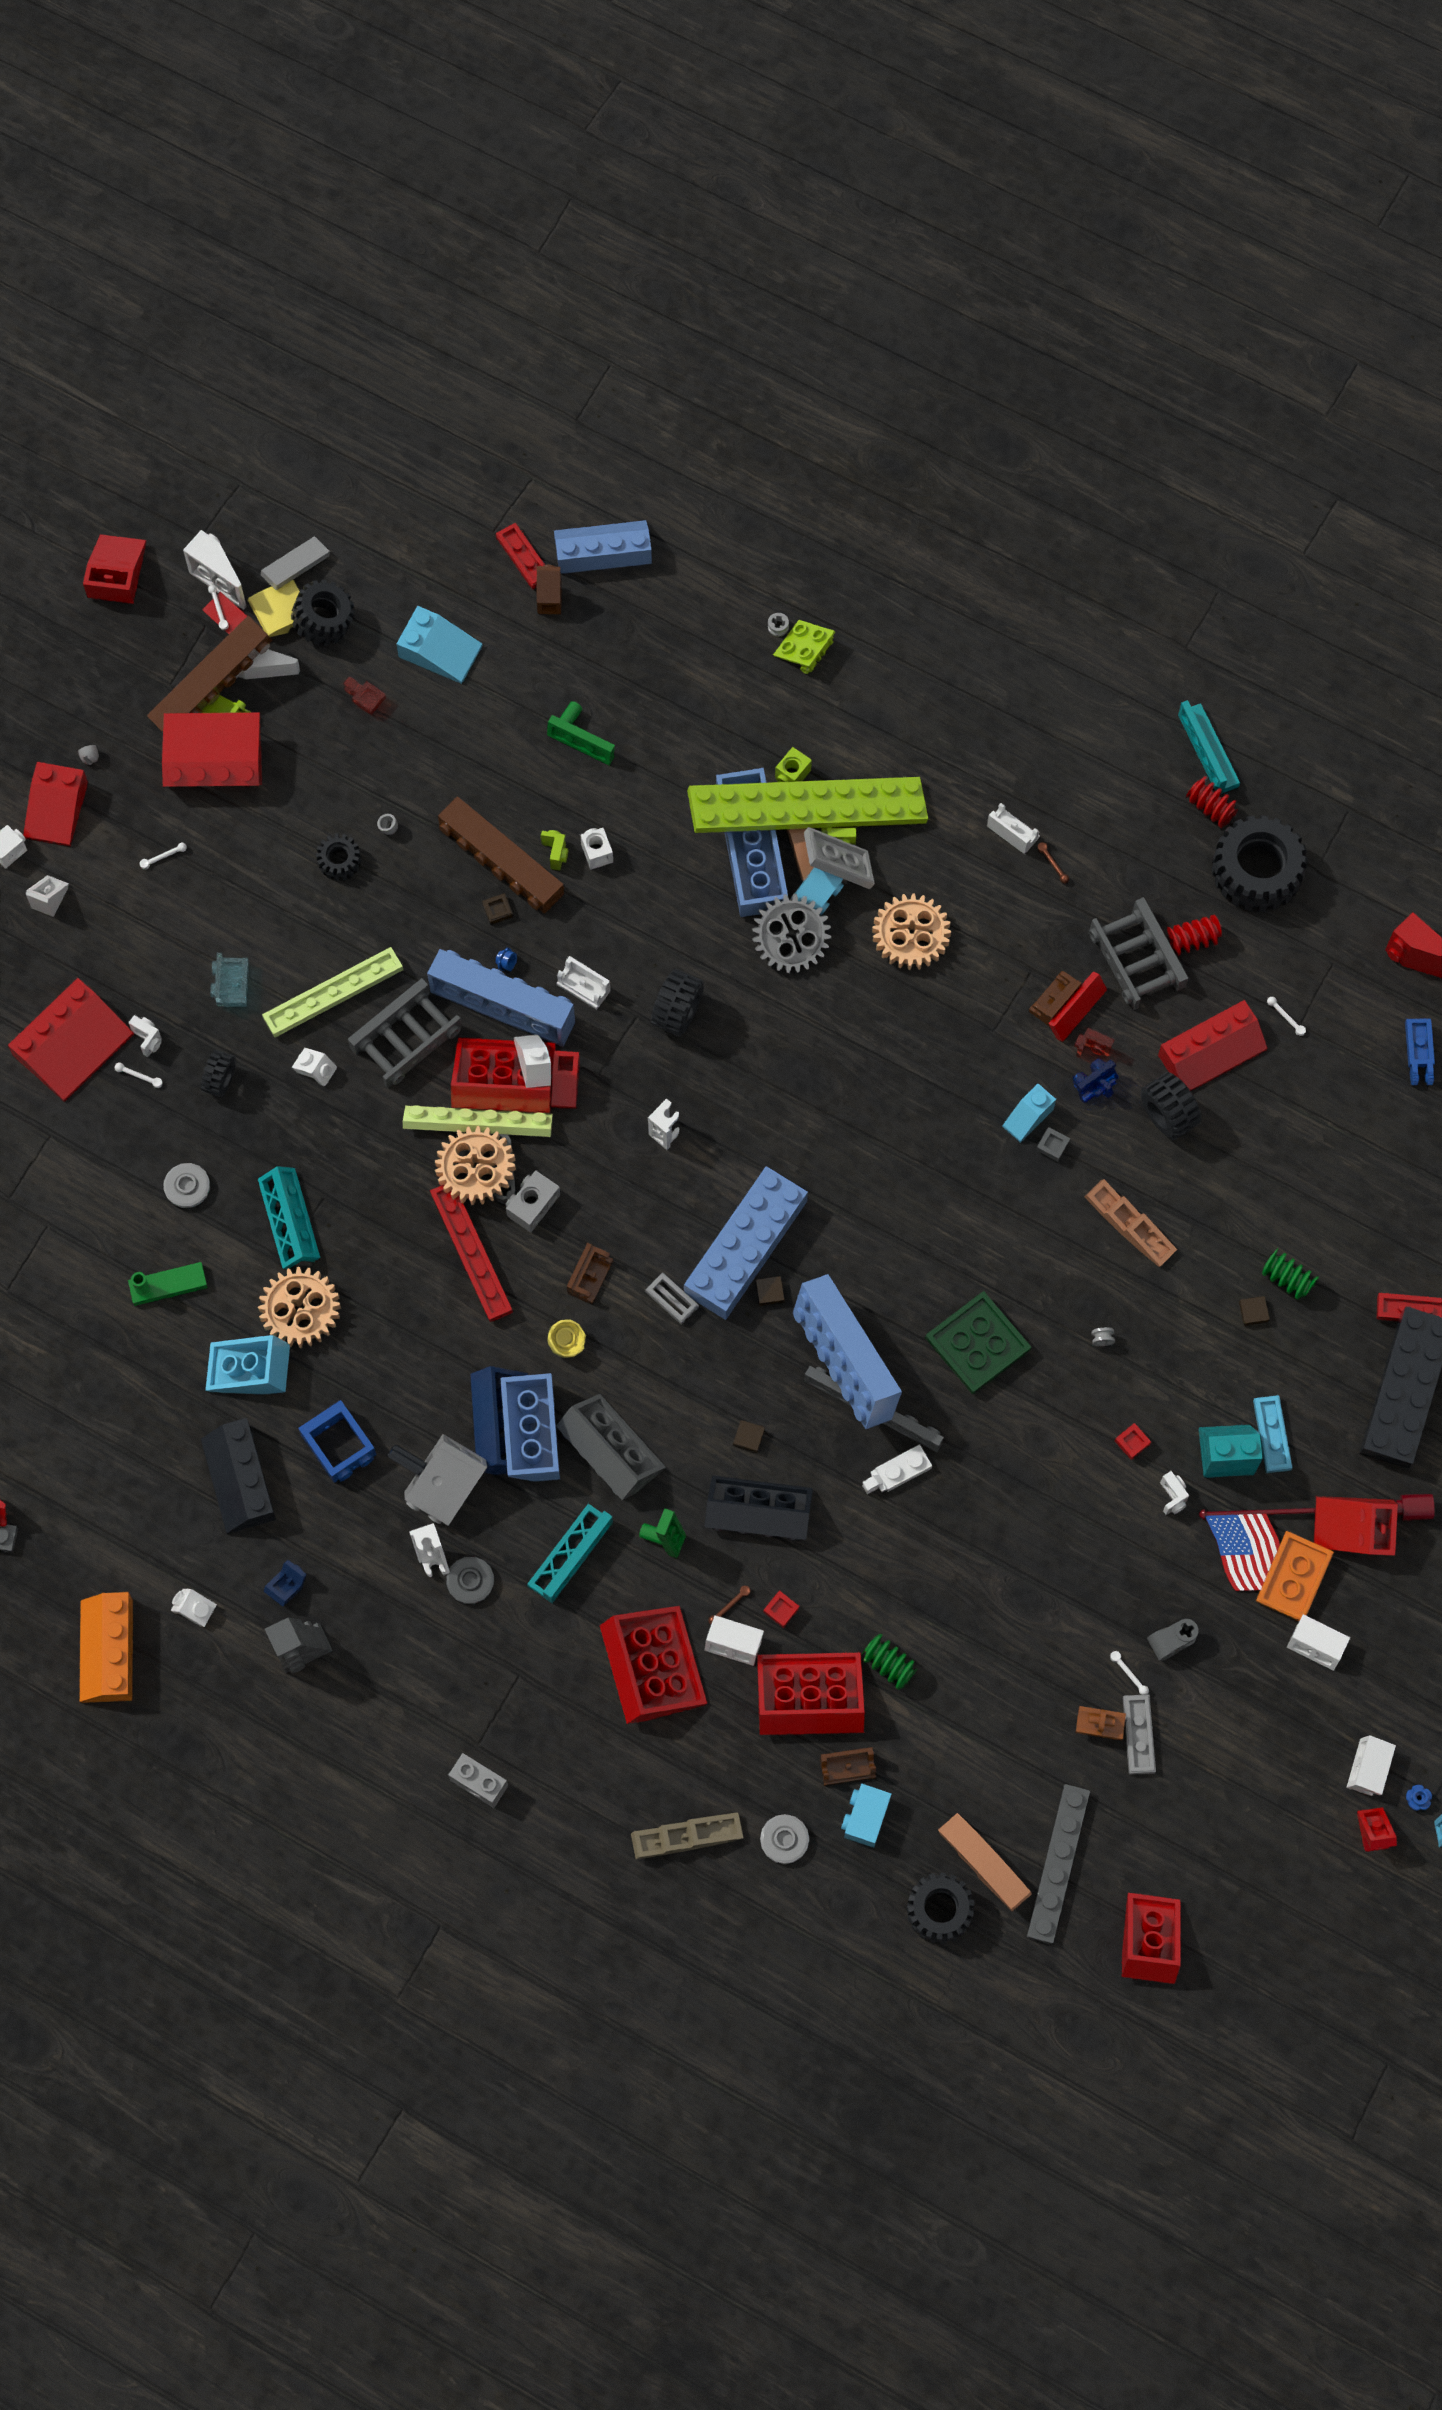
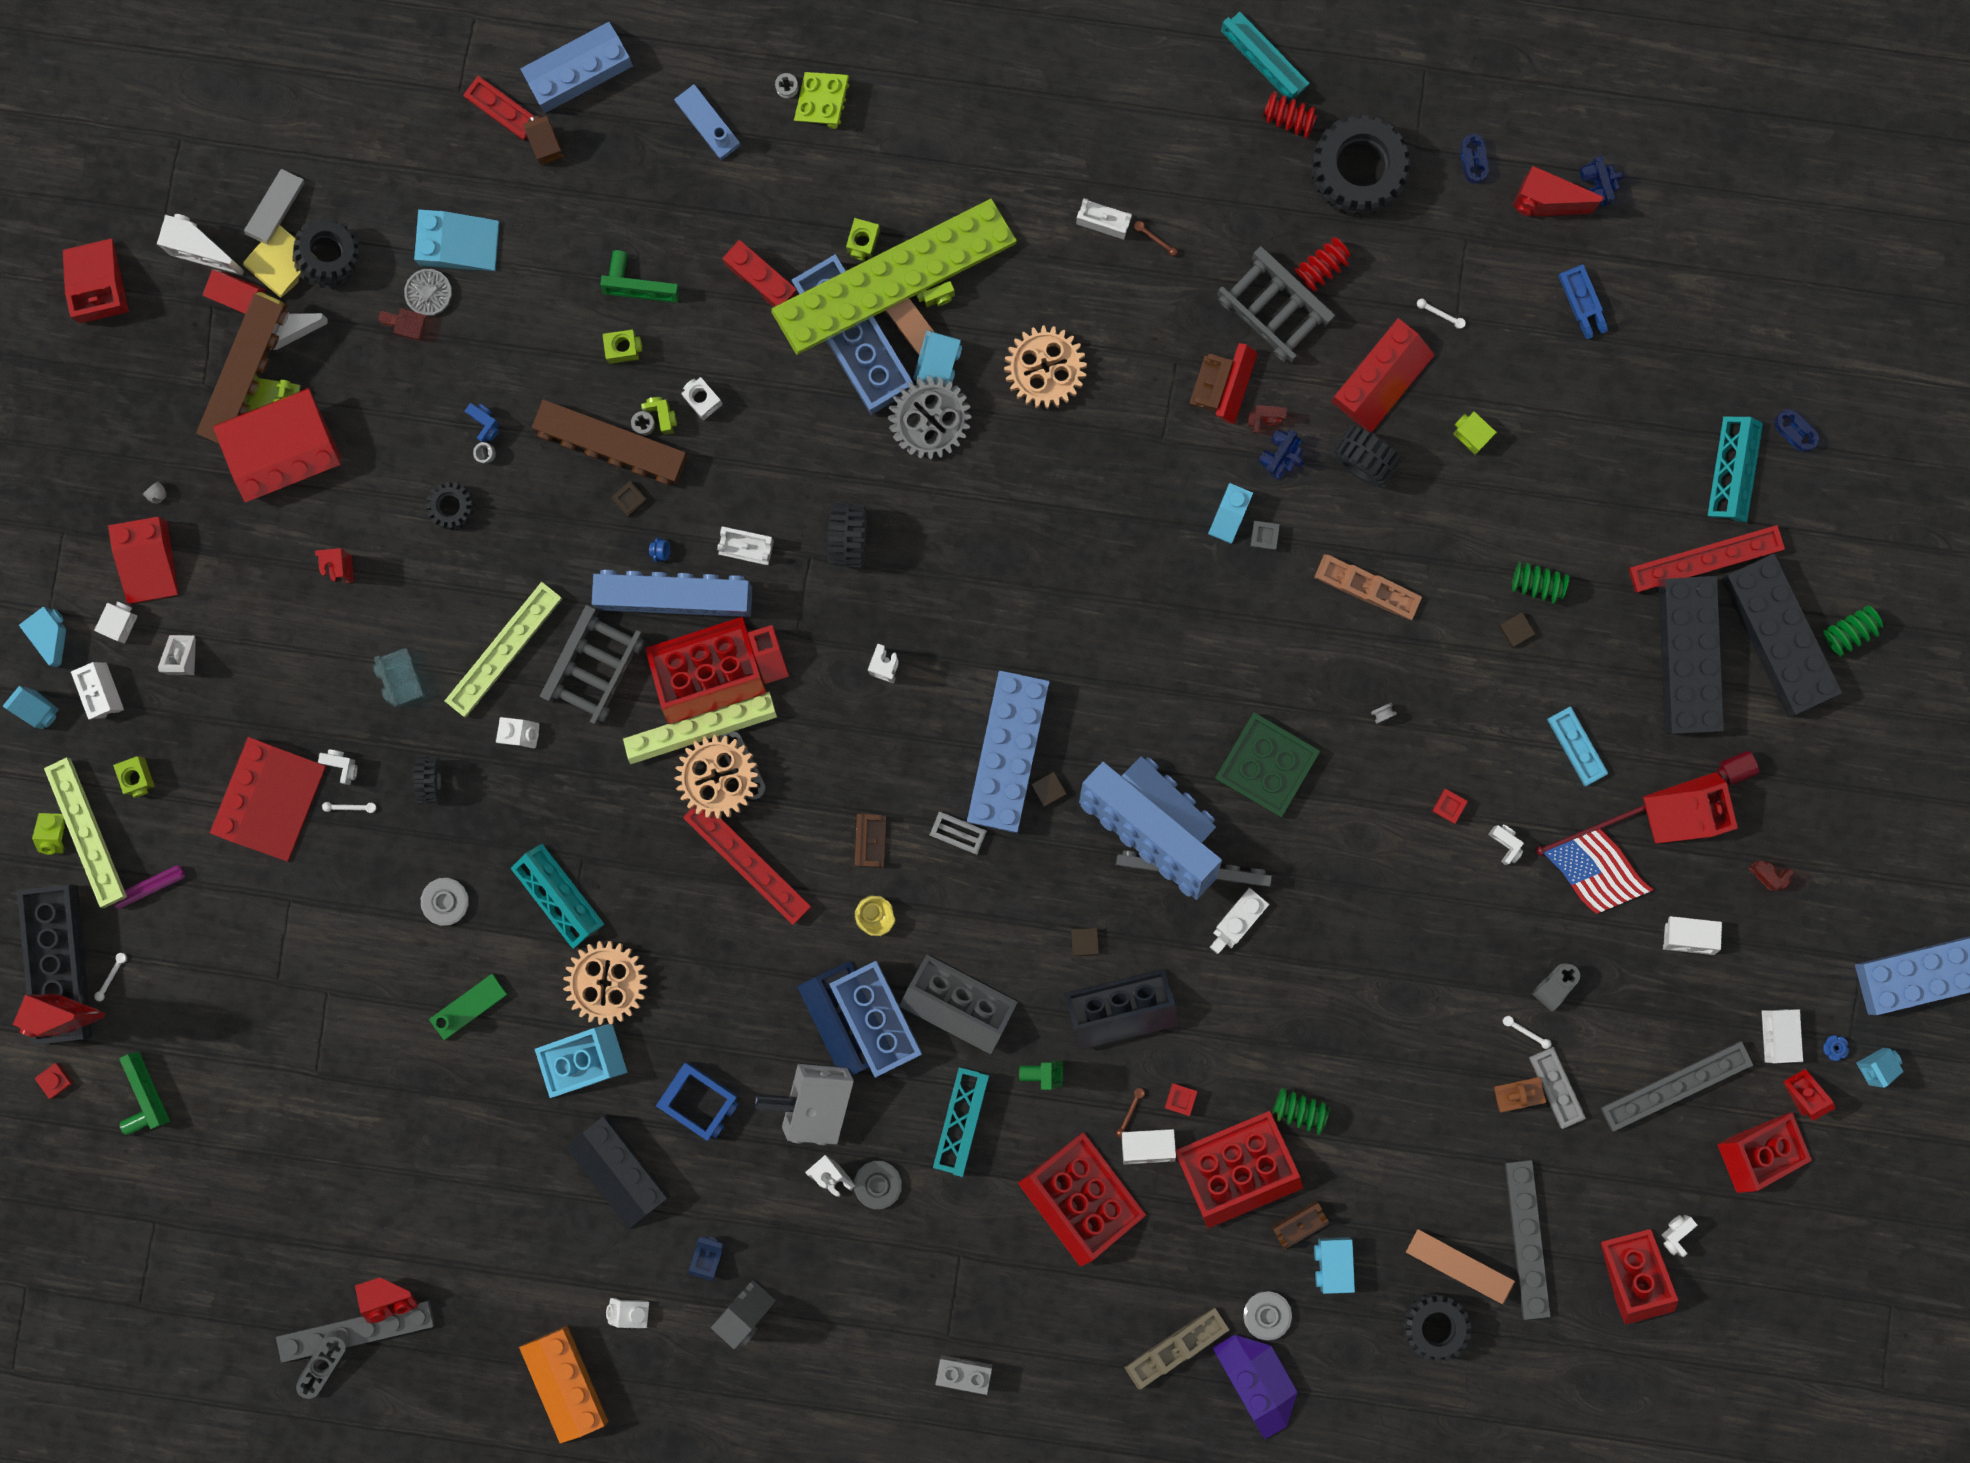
camera: 15 degrees left, 15 degrees up
(145, 864) = (261, 585): white hinge -> none
(220, 864) = (339, 564): none -> red hinge
(223, 624) = (230, 303): white hinge -> none
(396, 678) = (428, 292): none -> light grey wheel
(399, 795) = (482, 415): none -> blue bracket
(531, 1214) = (788, 804): light grey brick -> none
(533, 1060) = (730, 648): white slope -> none
(540, 772) = (611, 342): none -> lime brick
(543, 848) = (638, 429): none -> light grey bush
(686, 757) = (759, 274): none -> red arch
(697, 629) = (707, 122): none -> medium blue piece
(752, 1898) = (1259, 1381): none -> dark purple wedge
(838, 858) = (946, 321): light grey tile -> none
(875, 1327) = (1163, 794): none -> medium blue slope
(1206, 1906) = (1678, 1229): none -> white bracket
(1230, 1450) = (1544, 779): teal slope -> none
(1253, 1774) = (1676, 1086): none -> dark grey plate
(1278, 1125) = (1473, 432): none -> lime brick
(1294, 1576) = (1648, 880): orange tile -> none
(1315, 1868) = (1764, 1153): none -> red slope
(1370, 898) = (1468, 159): none -> clear blue beam
(1409, 1614) = (1767, 875): none -> clear red bracket

